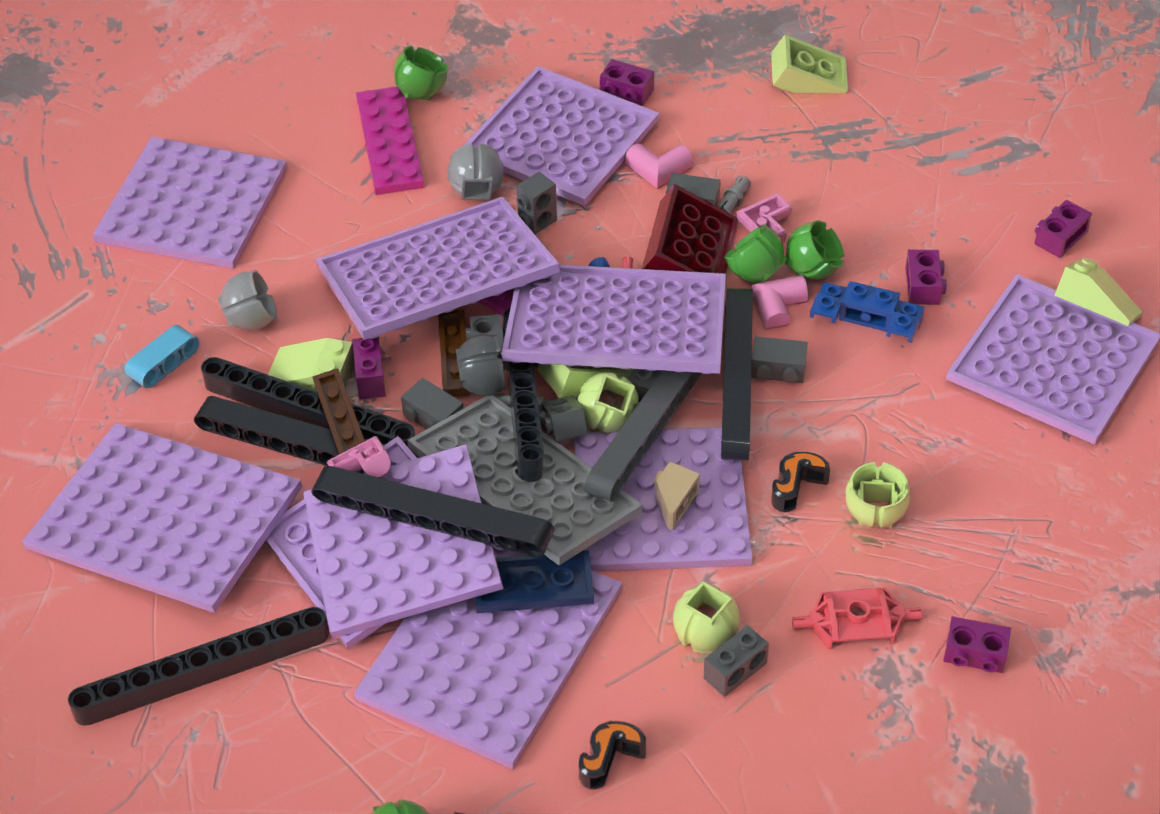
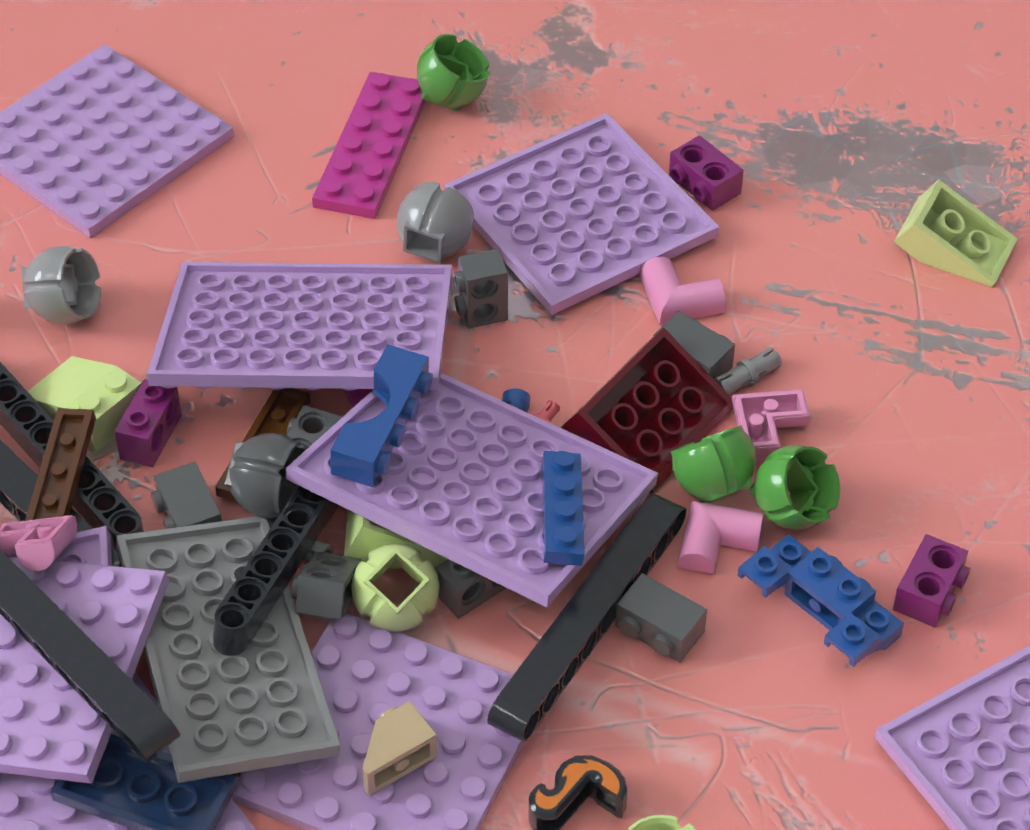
camera: 25 degrees right, 0 degrees up
(546, 318) = (366, 446): none -> blue arch
(639, 434) = (397, 648): dark grey beam -> none
(689, 312) = (562, 508): none -> blue plate

